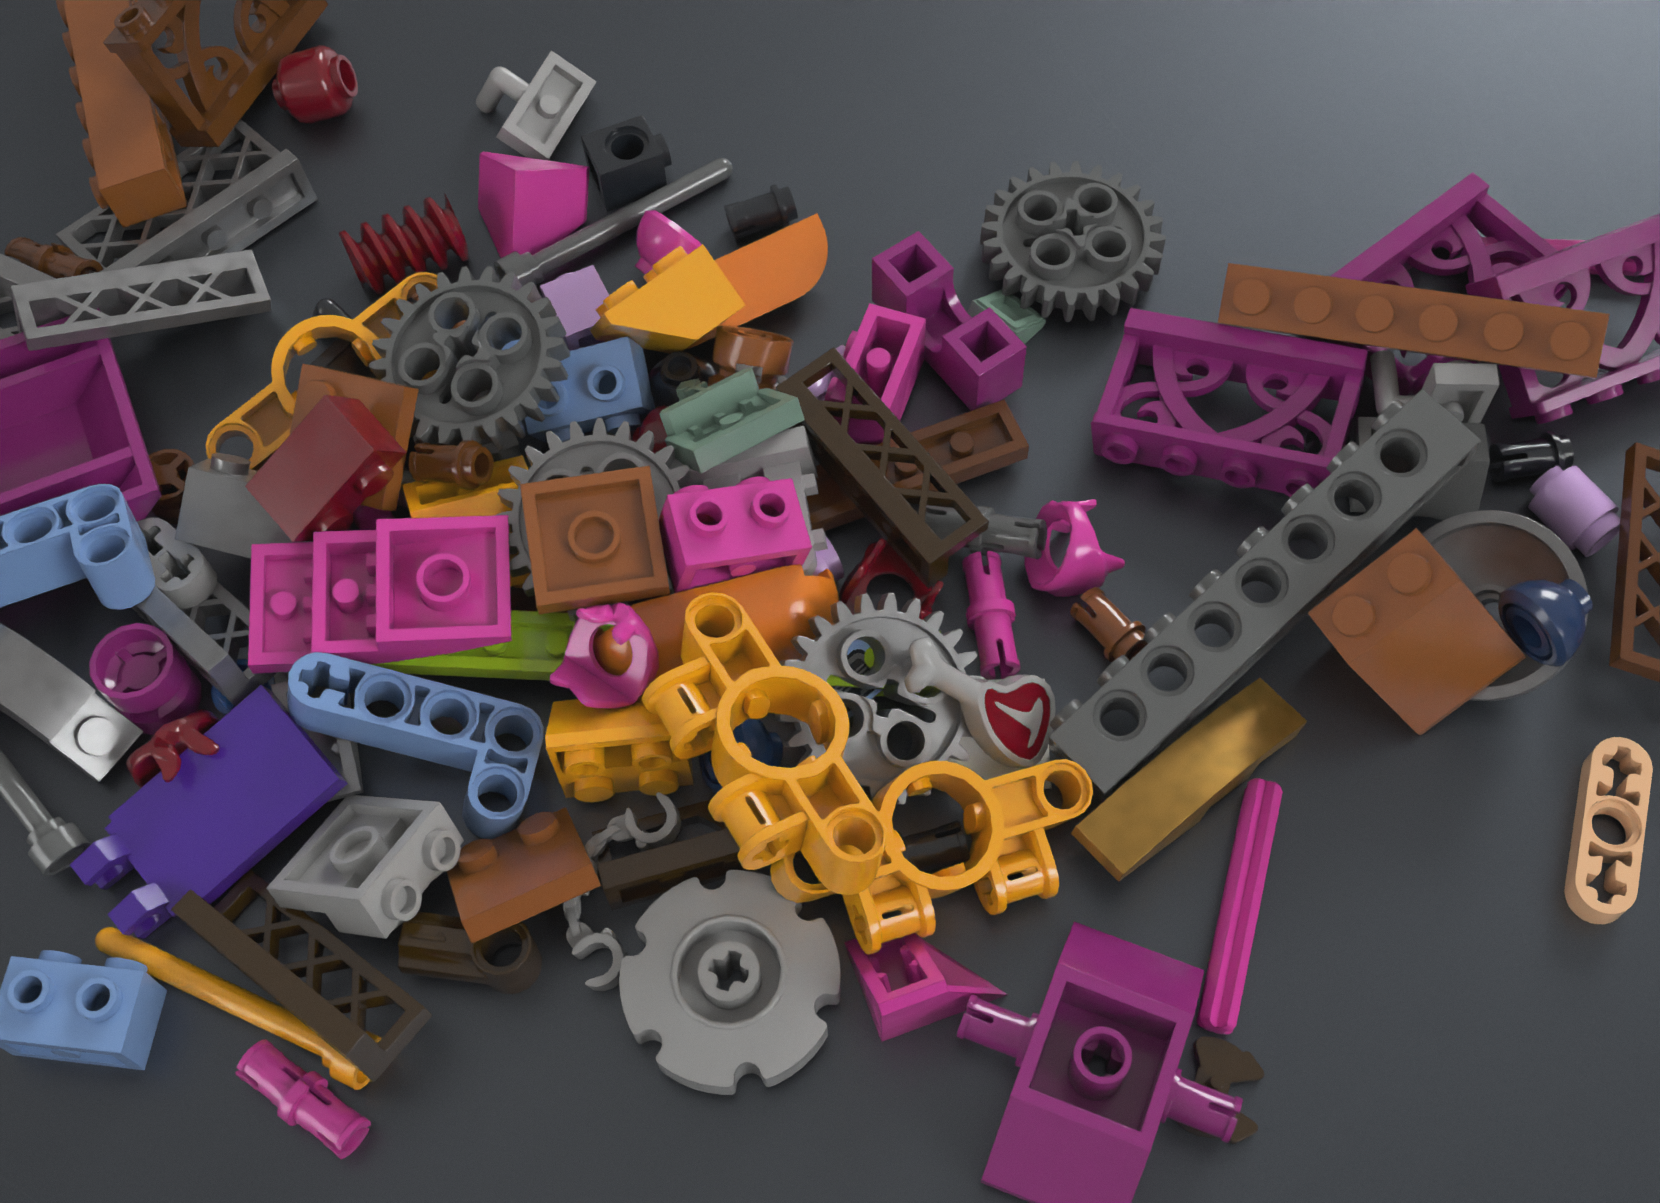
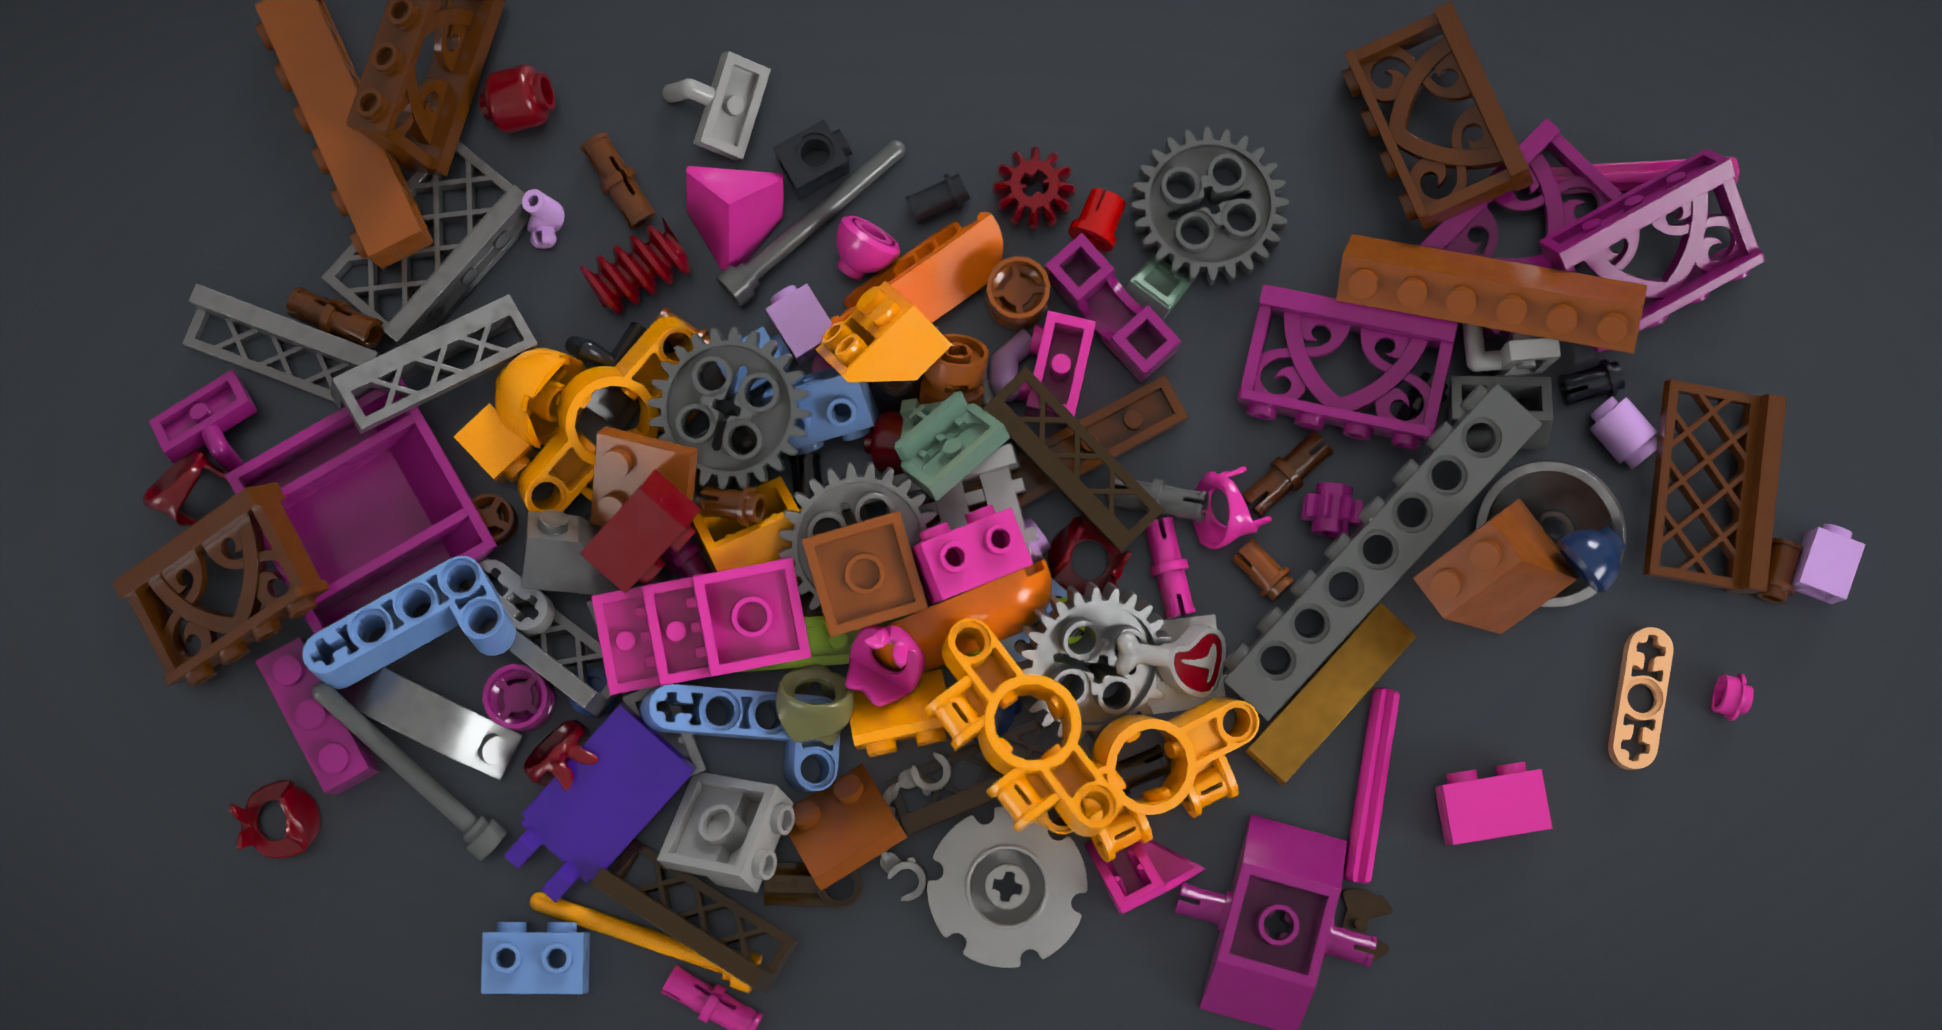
camera: 10 degrees left, 20 degrees up
(193, 402) = (495, 446): none -> light orange brick
(242, 348) = (531, 390): none -> light orange cylinder
(317, 190) = (545, 218): none -> lavender arm
(404, 165) = (618, 181): none -> reddish brown pin
(504, 714) = (808, 721): none -> olive piece
(835, 296) = (1017, 293): none -> dark orange wheel
(871, 208) = (1040, 204): none -> dark red gear
(951, 235) = (1099, 219): none -> red bush
(1151, 520) = (1287, 474): none -> reddish brown pin
(1197, 554) = (1331, 509): none -> magenta gear
(1355, 92) = (1494, 149): none -> reddish brown fence
(1410, 938) = (1494, 805): none -> dark pink brick

